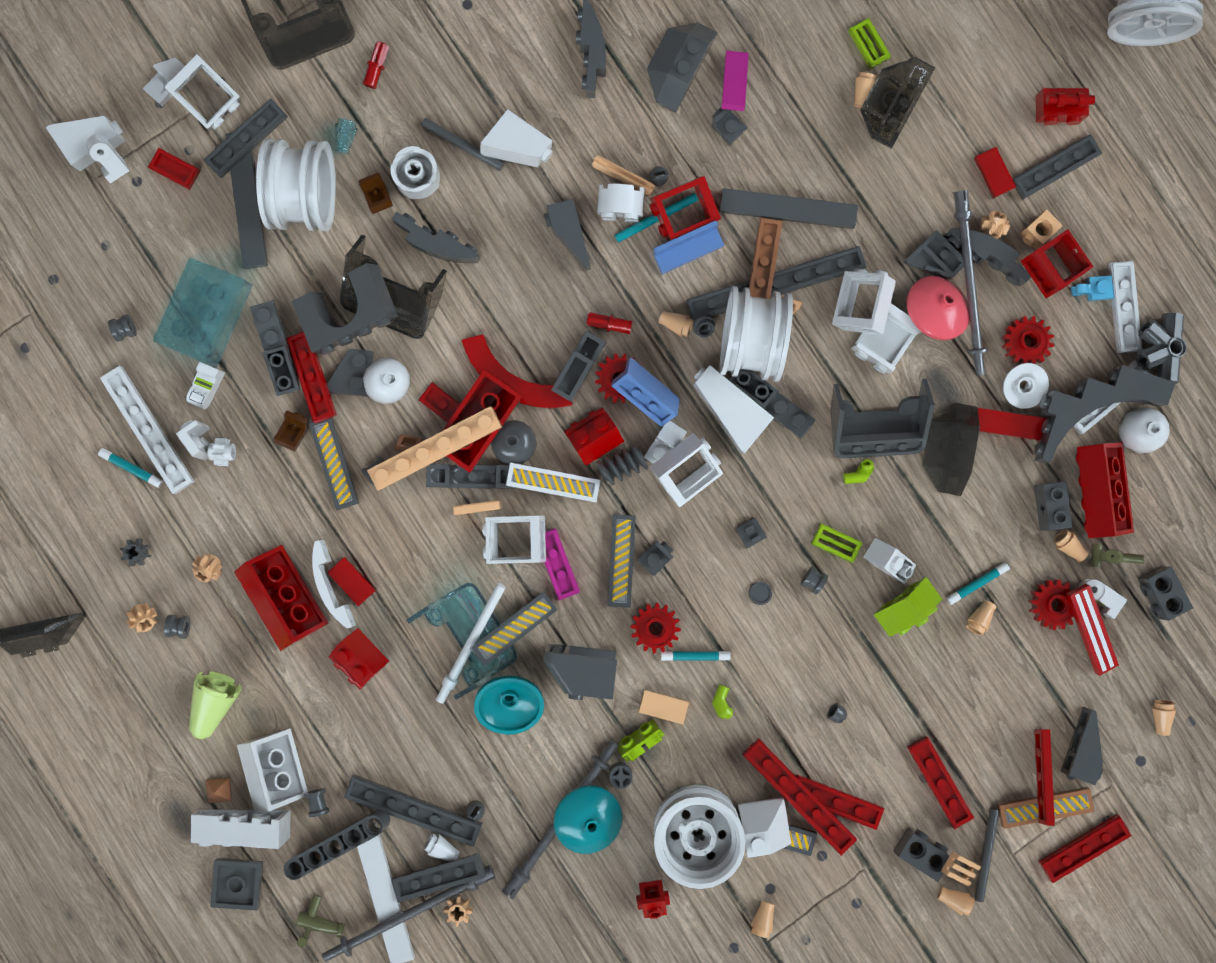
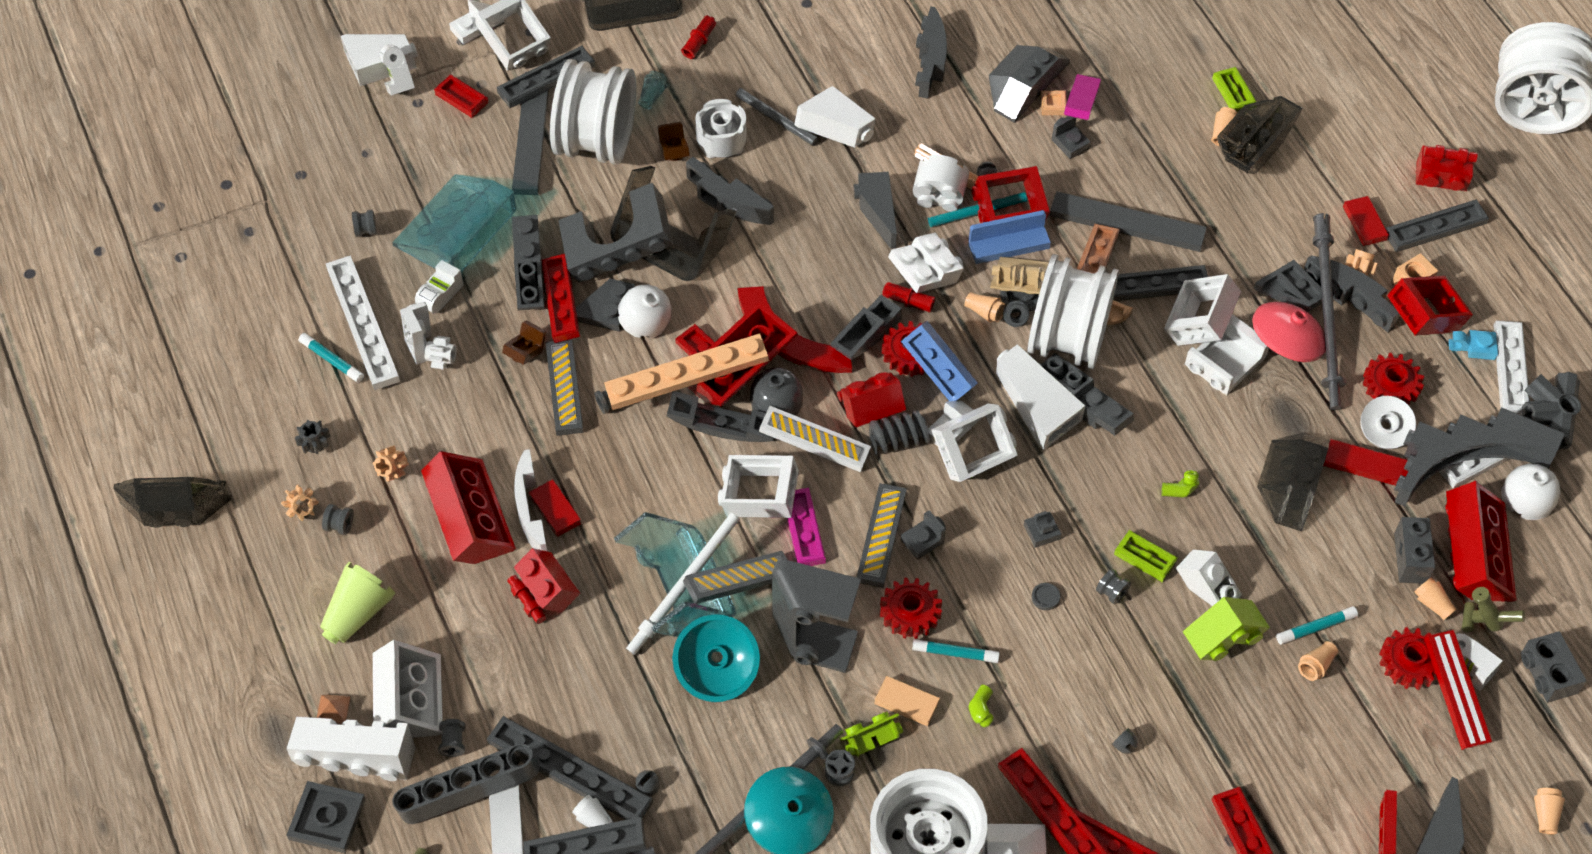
camera: 15 degrees right, 30 degrees down
(477, 507) = (718, 450): light nougat tile -> none
(620, 288) = (927, 263): none -> white plate
(703, 286) = (1018, 275): none -> tan hinge
(708, 86) = (1053, 102): none -> light nougat tile
(881, 432) = (1210, 449): dark grey windscreen -> none

